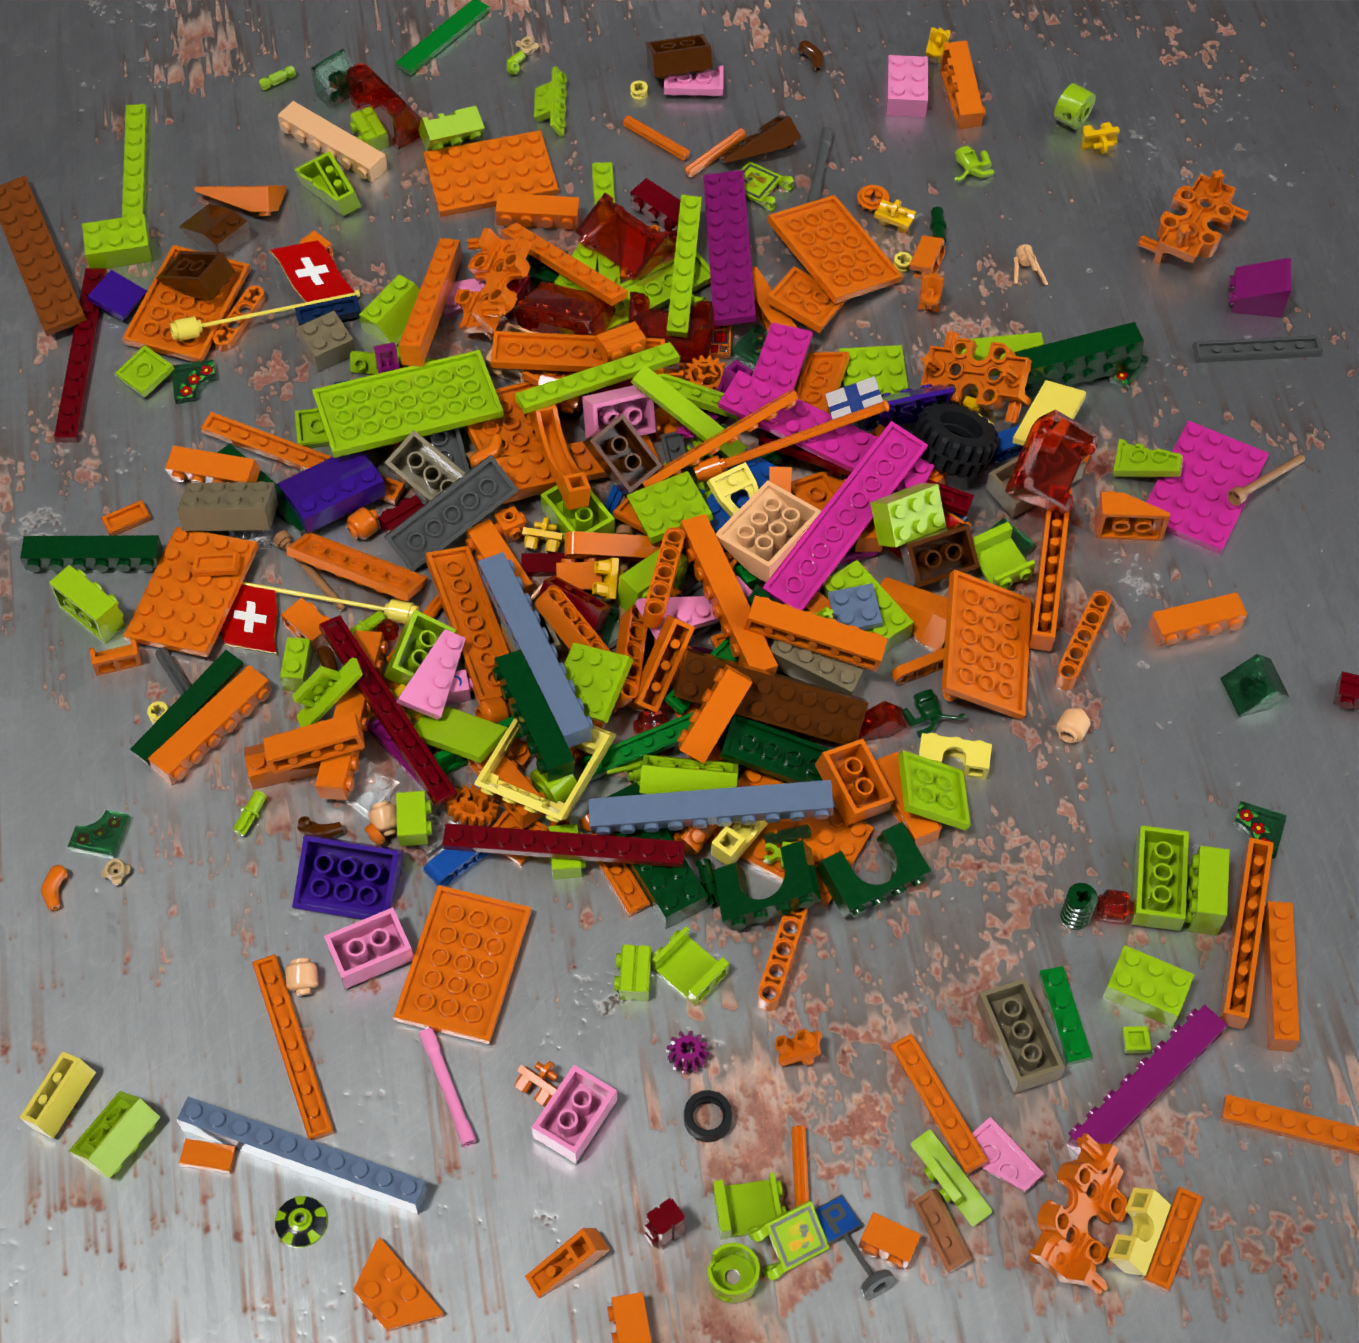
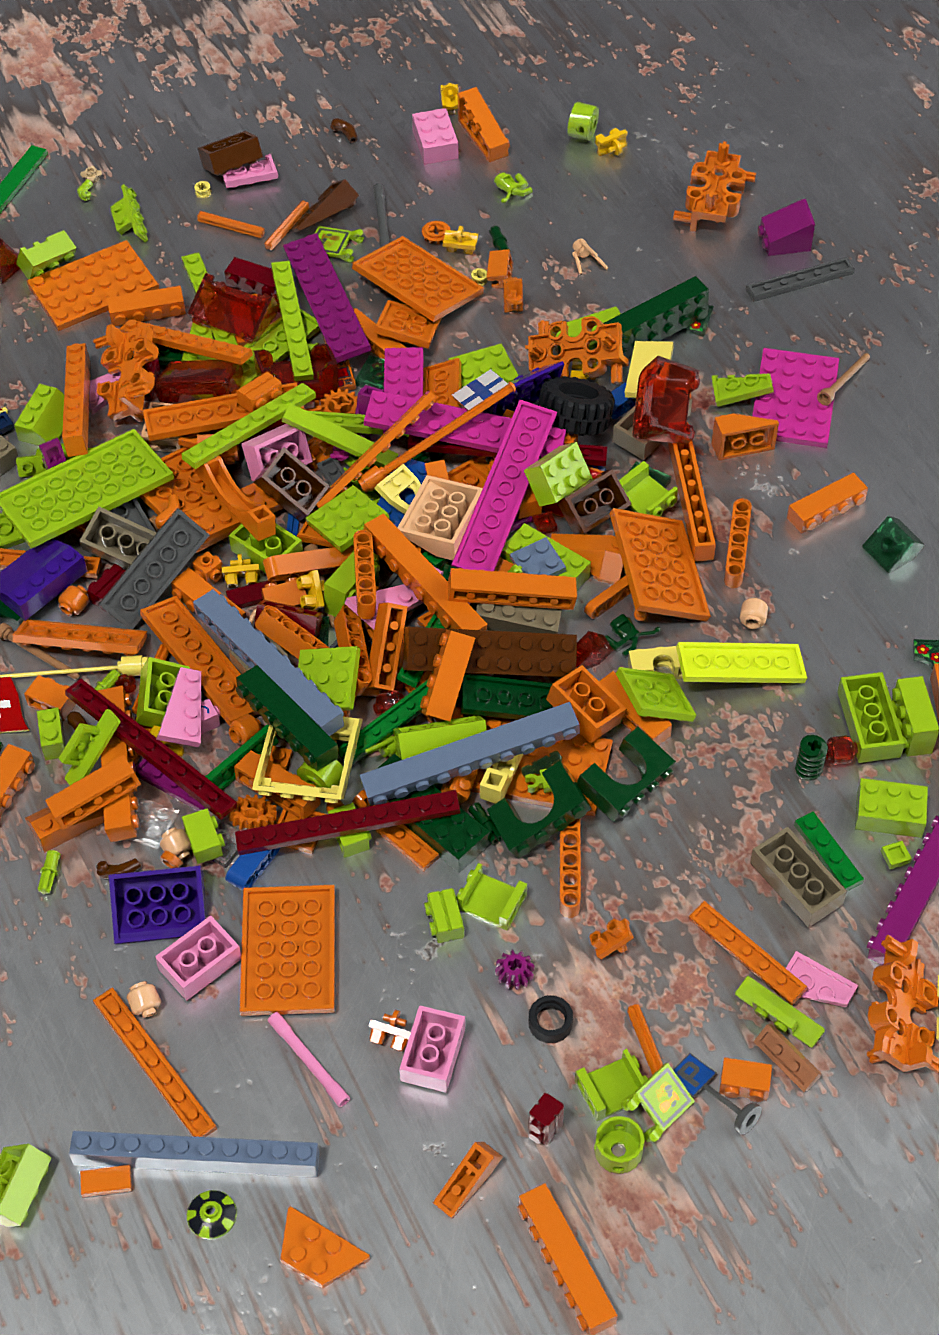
camera: 15 degrees left, 5 degrees down
(461, 734) = (224, 753): lime tile -> none
(880, 563) = (544, 523): none -> clear red plate
(1039, 778) = (741, 662): none -> neon yellow plate

